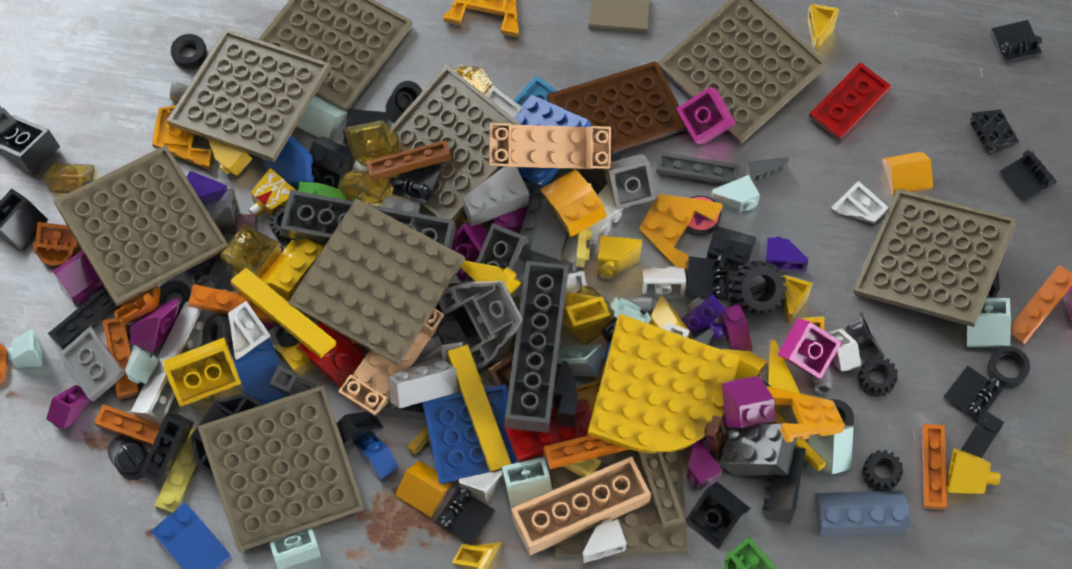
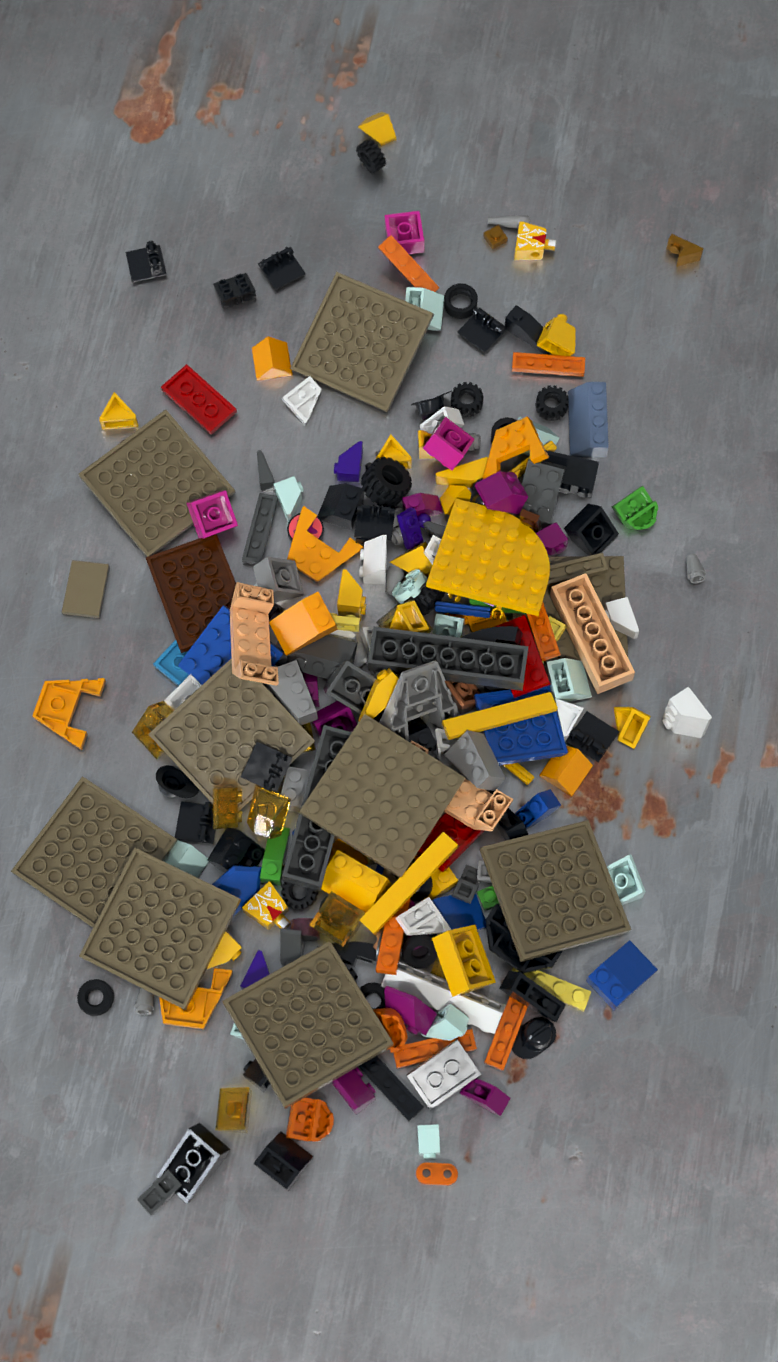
camera: 85 degrees left, 5 degrees up
(408, 160) = (251, 770): dark orange plate -> none

